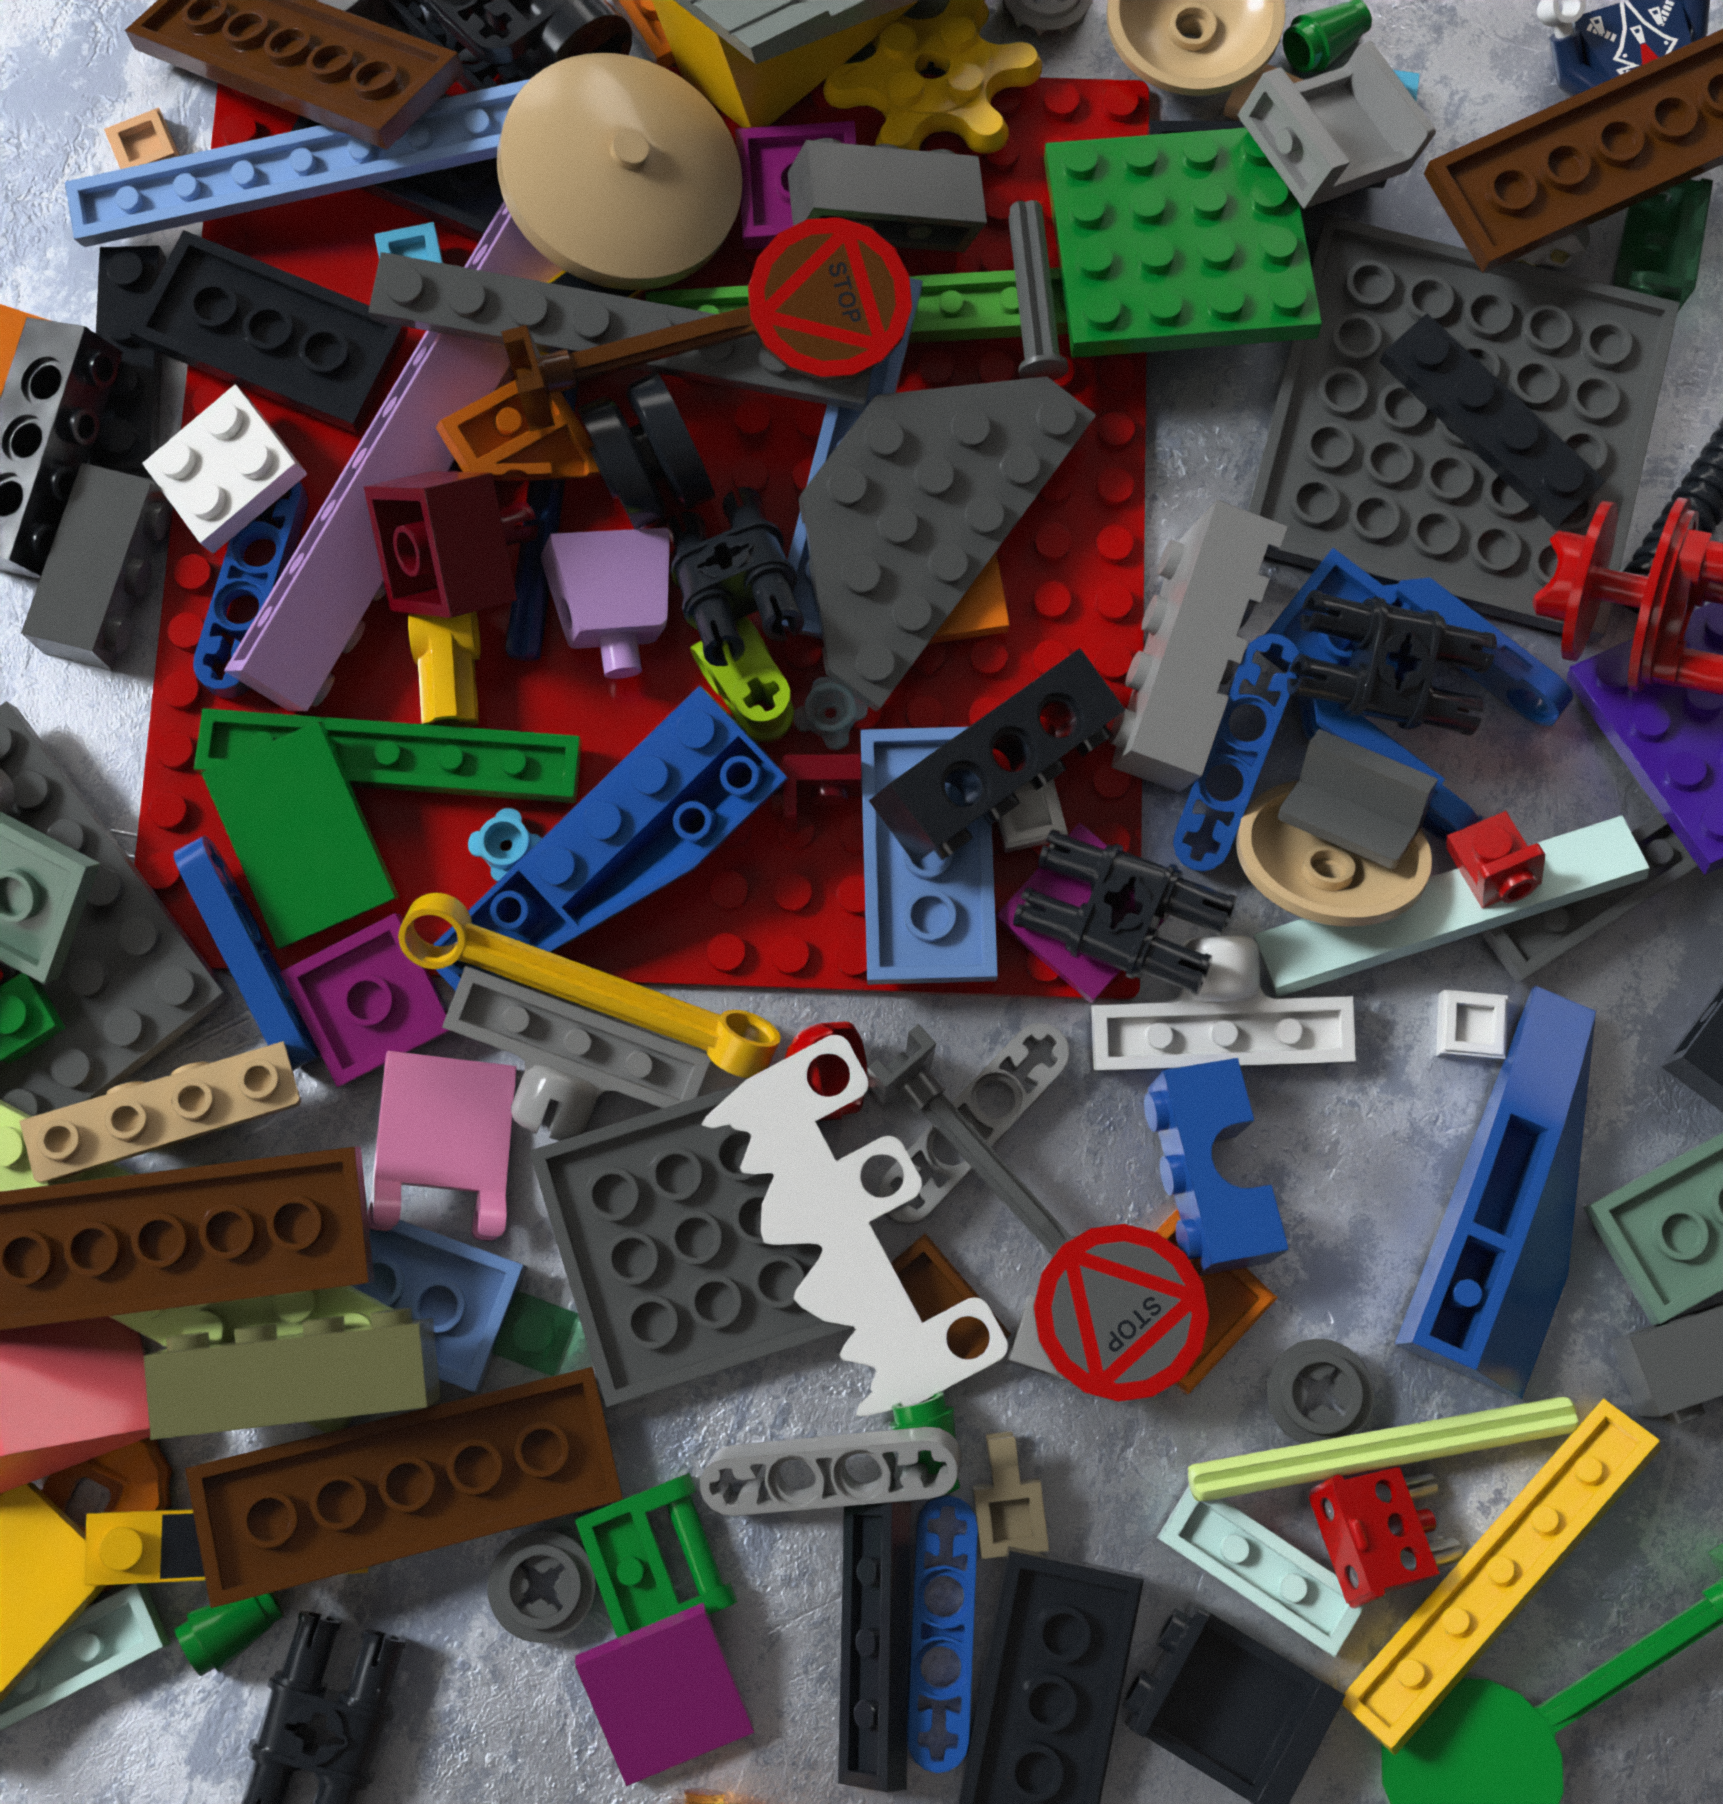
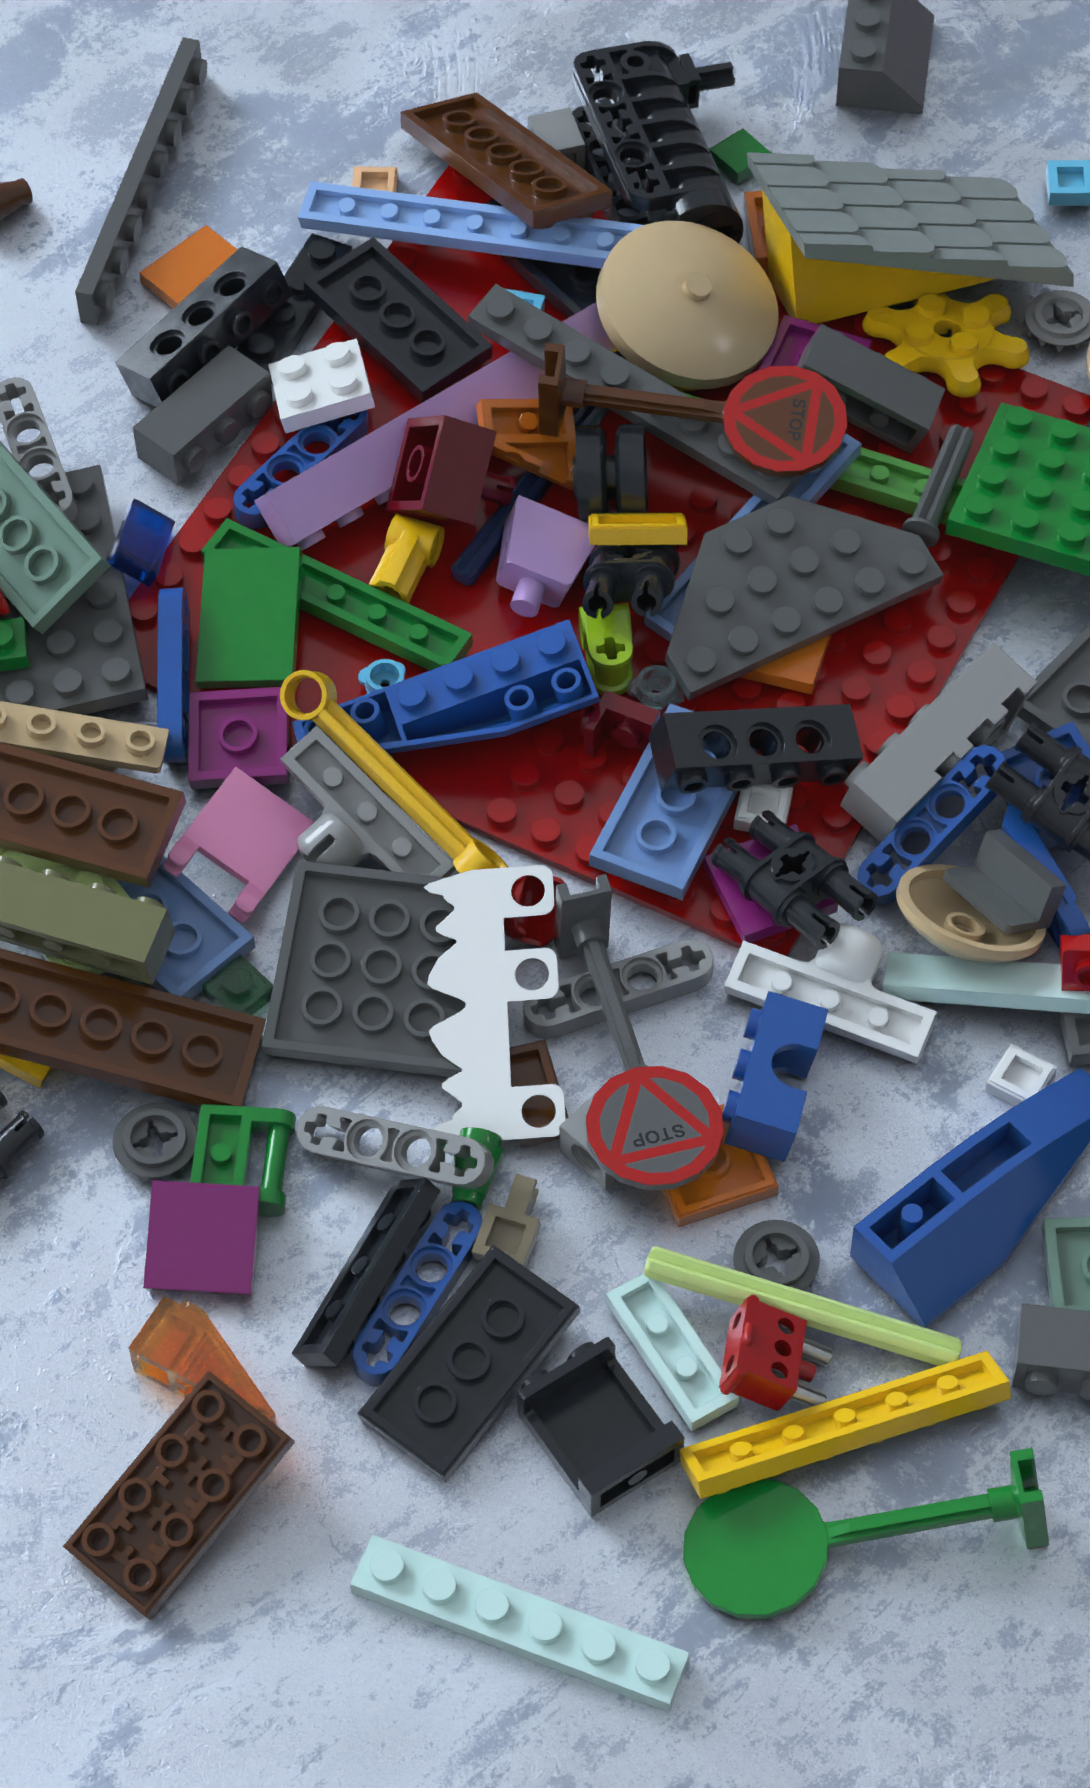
camera: 25 degrees right, 20 degrees down
(113, 786) = (141, 542): none -> clear blue tile
(716, 518) = (637, 529): none -> yellow tile

